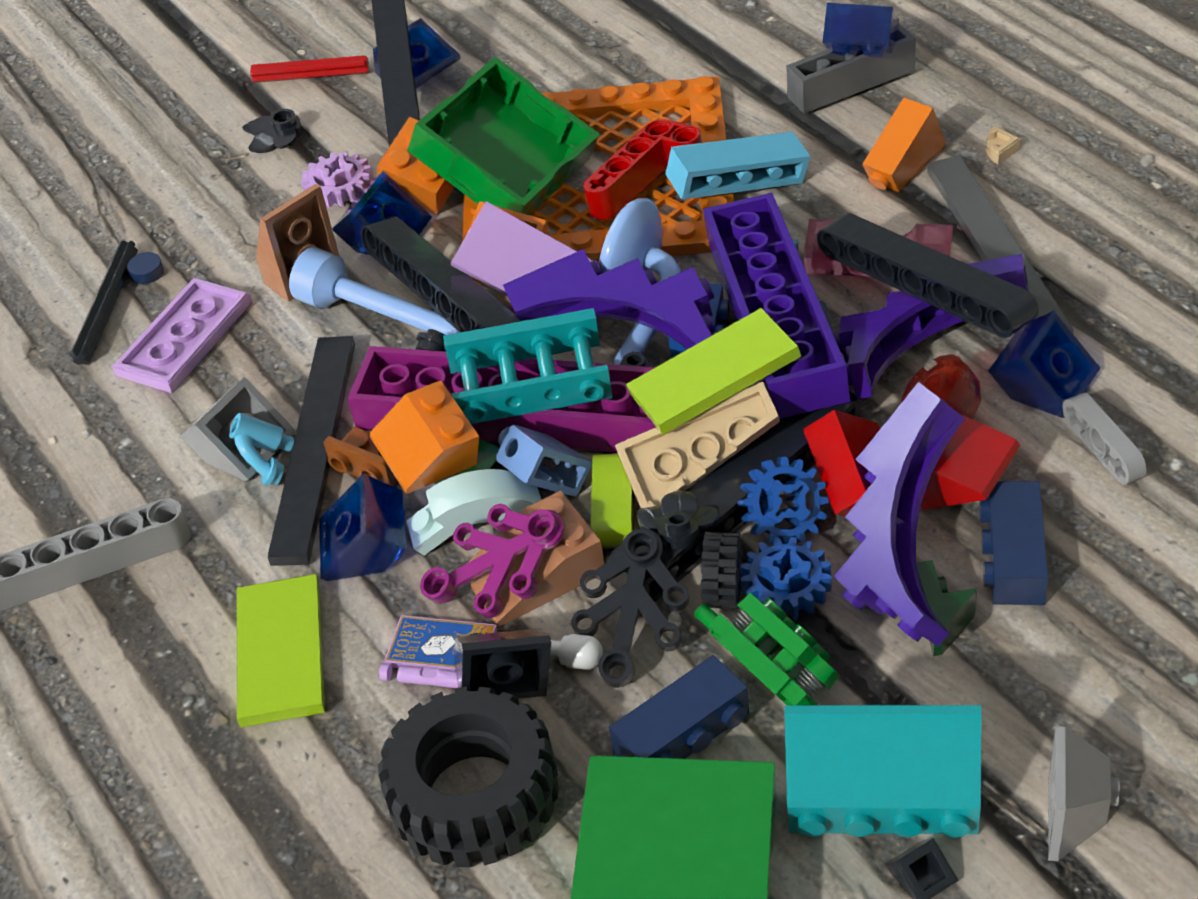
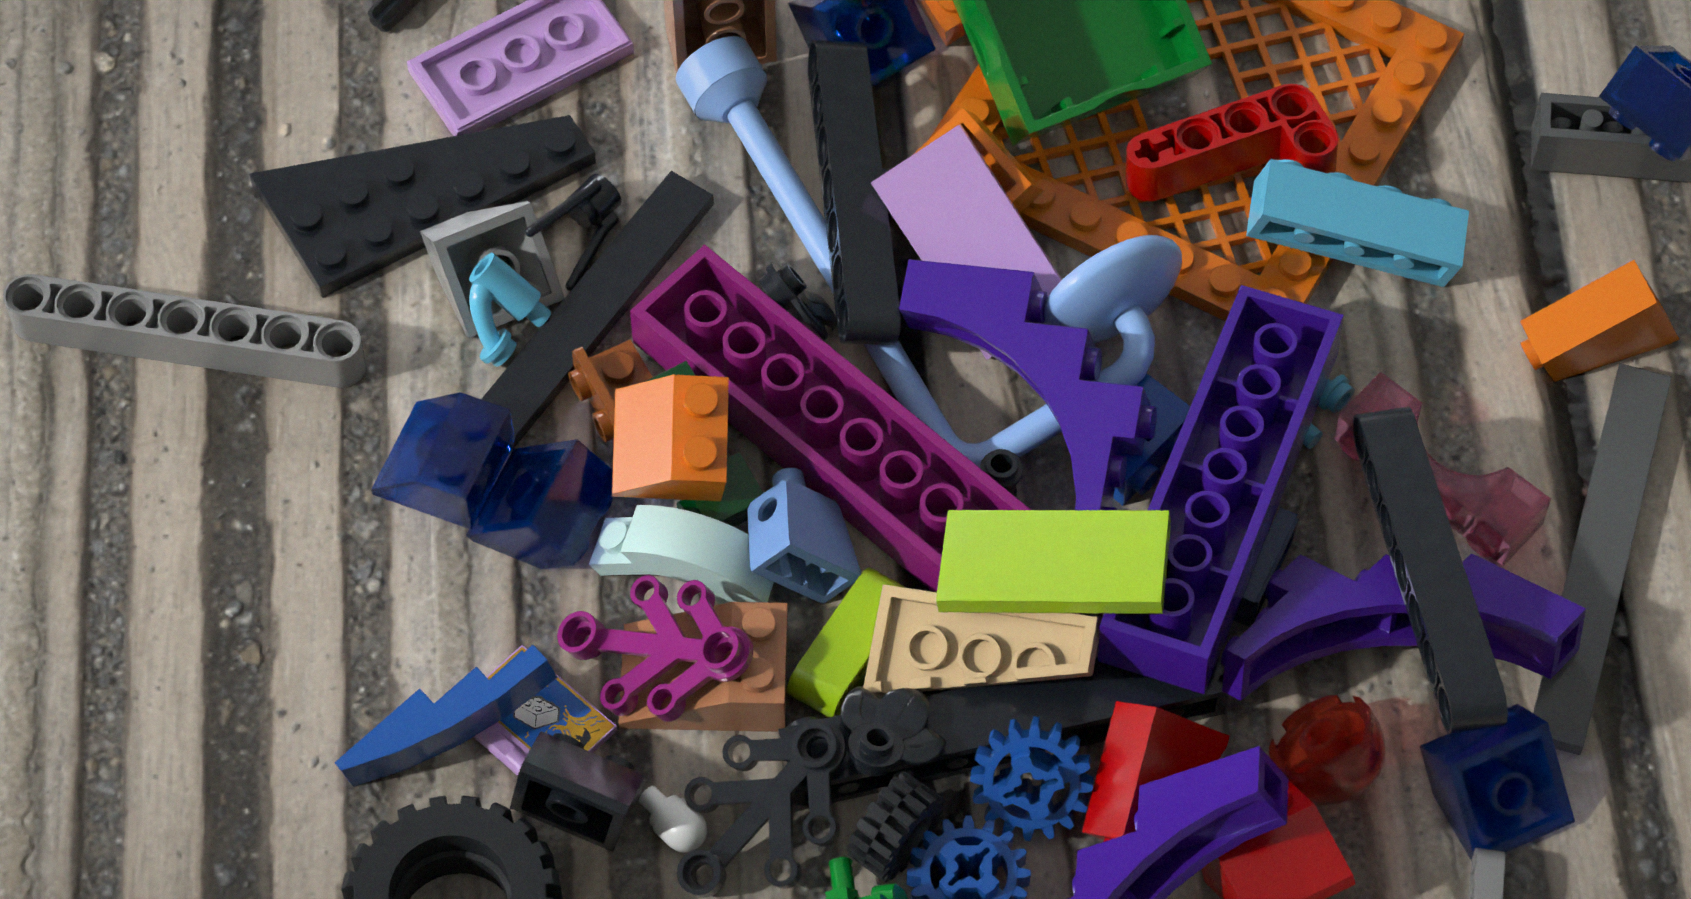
camera: 25 degrees right, 15 degrees up
(145, 444) = (369, 207): none -> black wing
(279, 651) = (364, 606): lime tile -> none
(280, 376) = (588, 205): none -> black plant
(280, 534) = (447, 457): none -> clear blue slope
(376, 682) = (426, 729): none -> blue slope
(523, 341) = (859, 357): teal fence -> none

